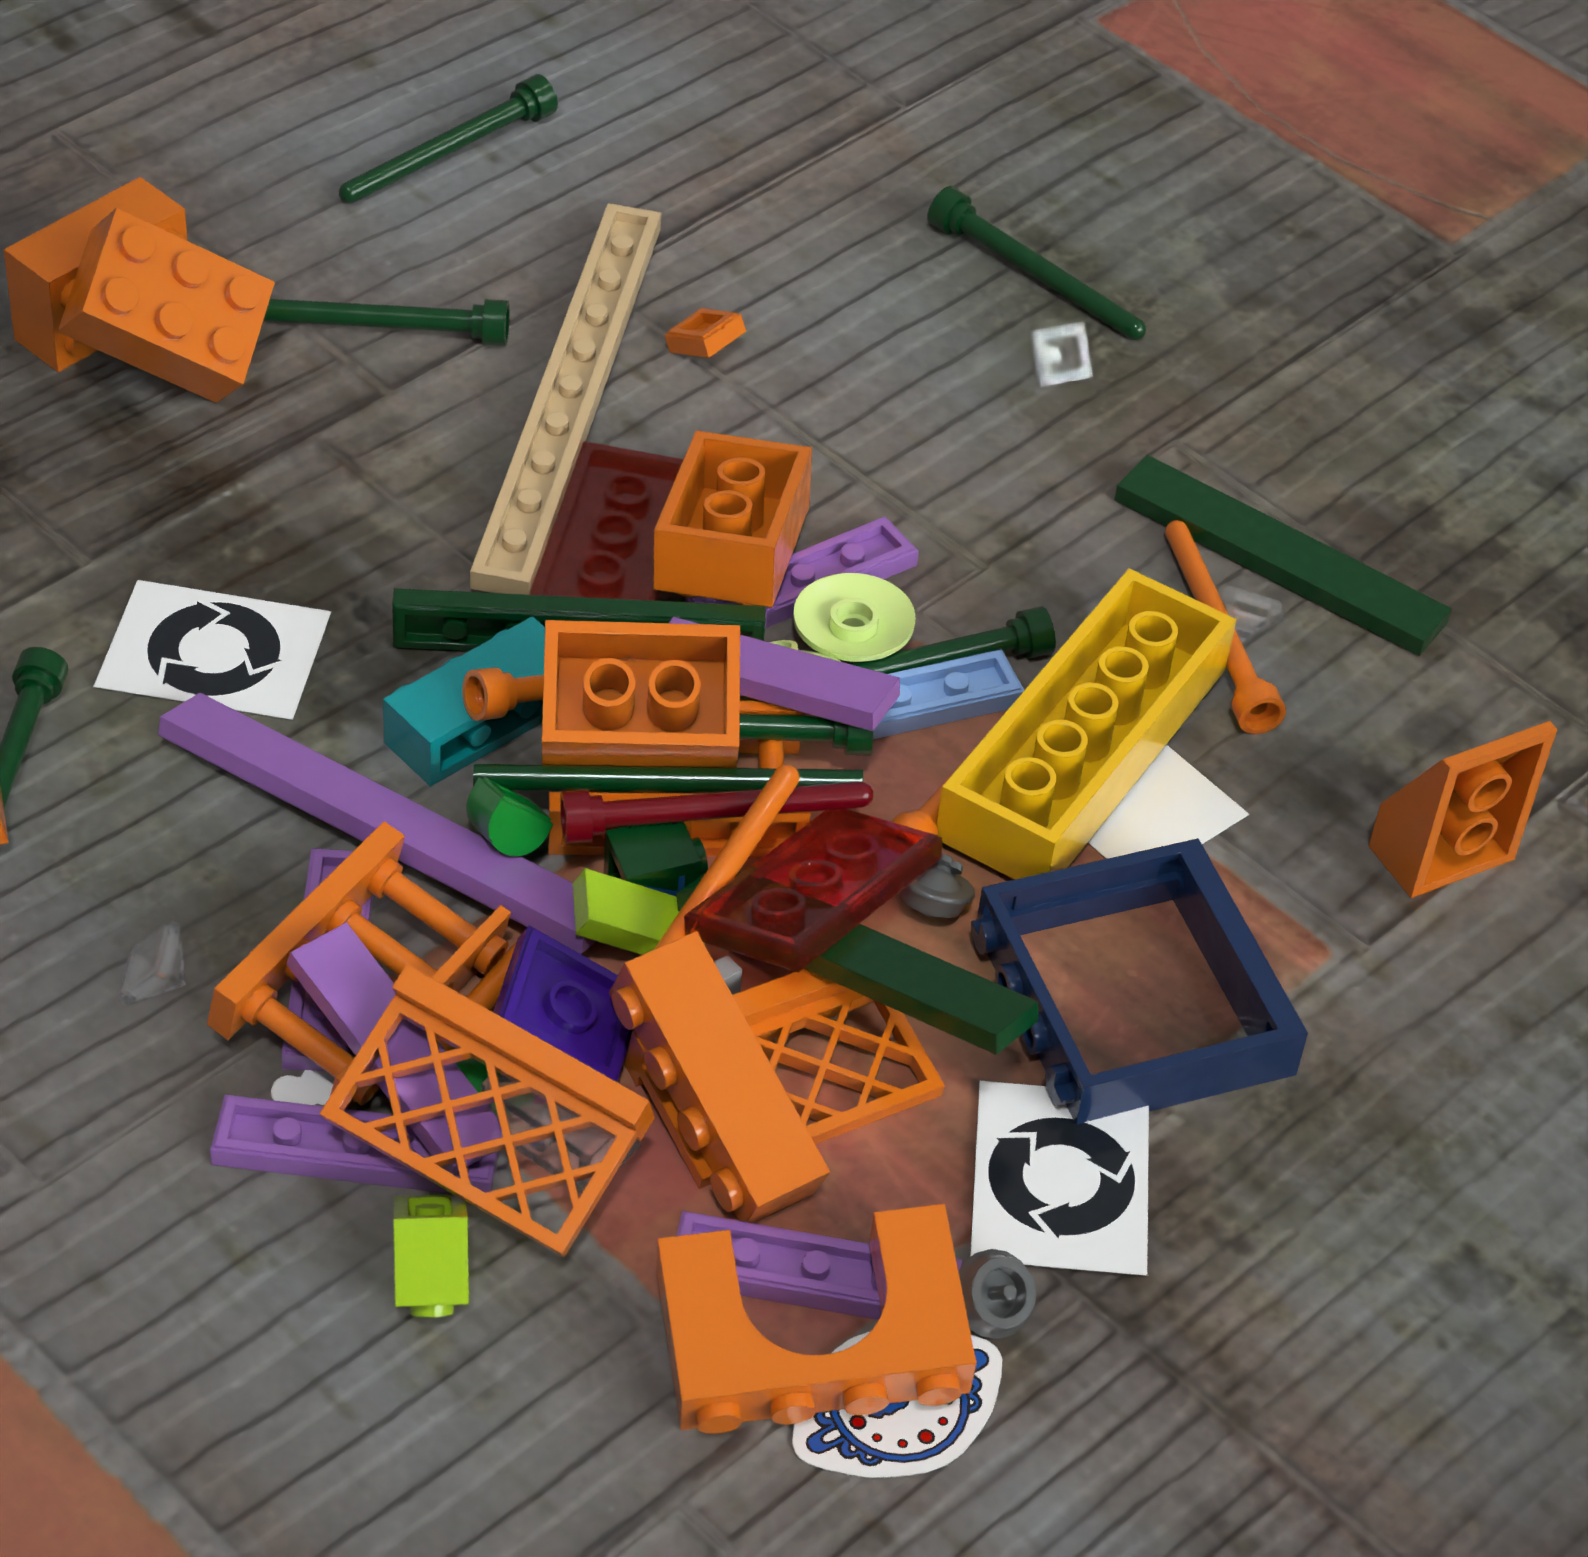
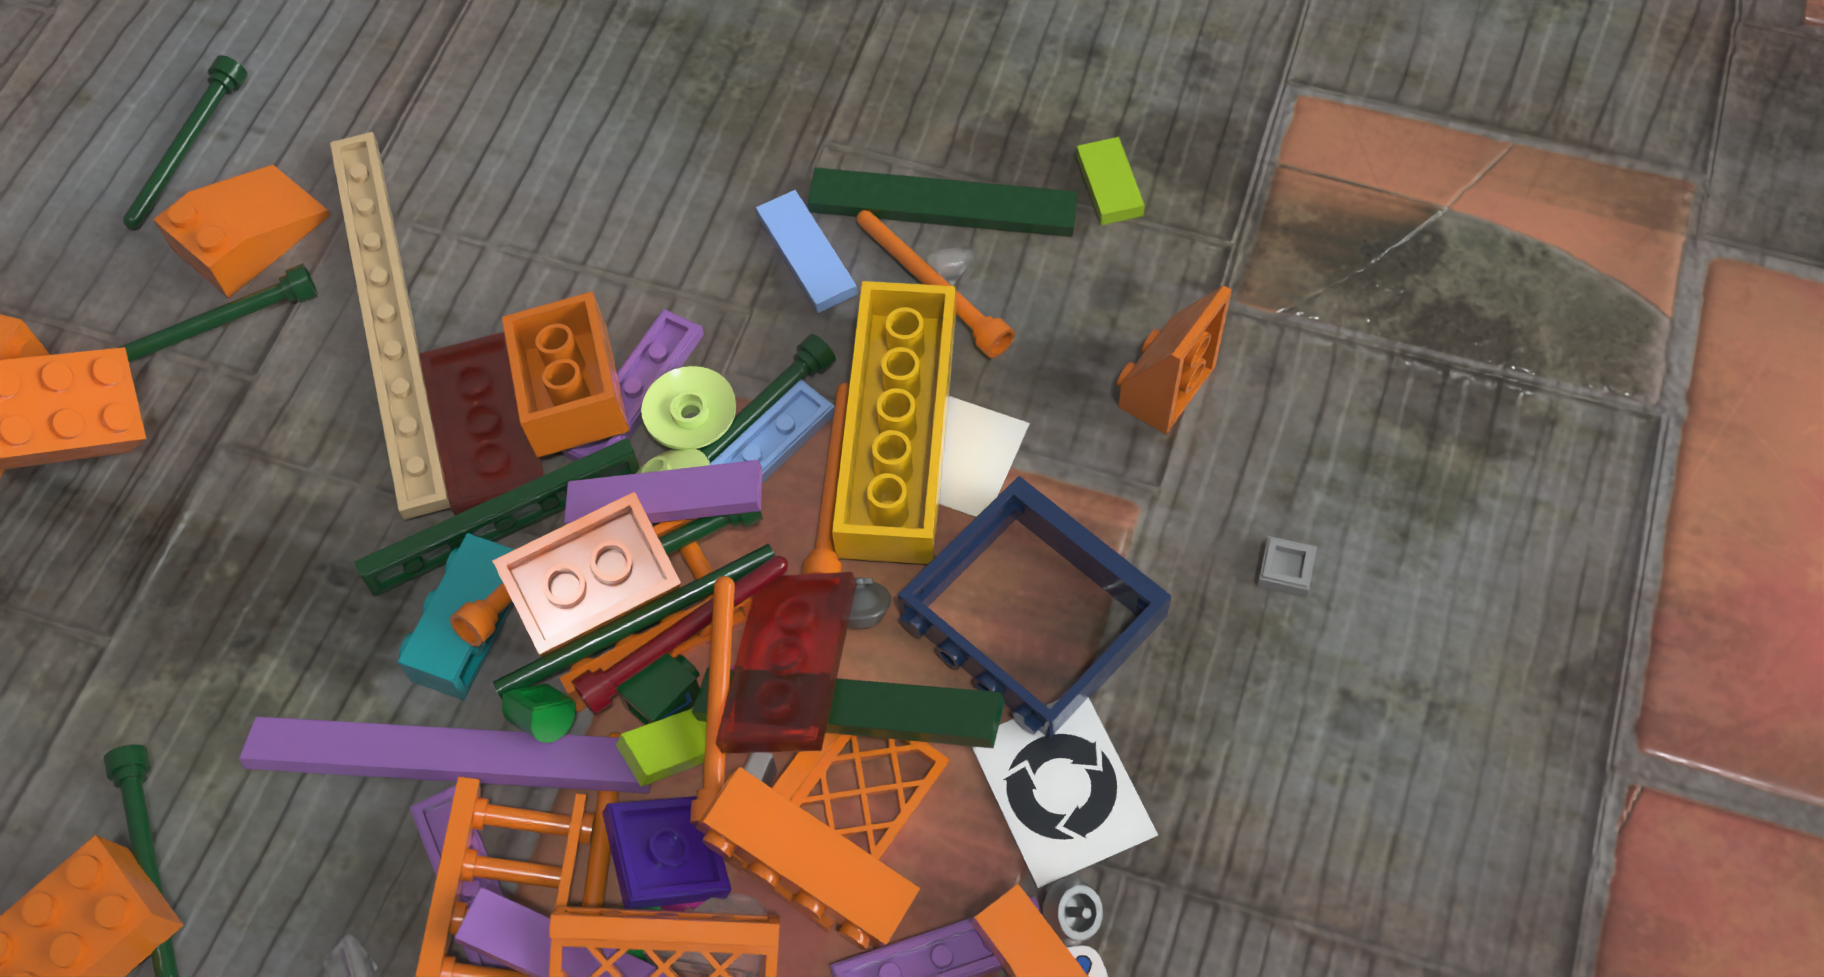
camera: 20 degrees left, 15 degrees up
(213, 644) = (243, 668): white sticker -> none
(460, 241) = (239, 225): none -> orange slope
(705, 332) = (457, 217): orange tile -> none
(954, 212) = (579, 29): dark green piece -> none
(1061, 354) = (713, 112): clear slope -> none
(1085, 531) = (806, 251): none -> light blue tile
(1476, 1088) = (1287, 566): none -> light grey tile
(1500, 618) = (1110, 181): none -> lime tile

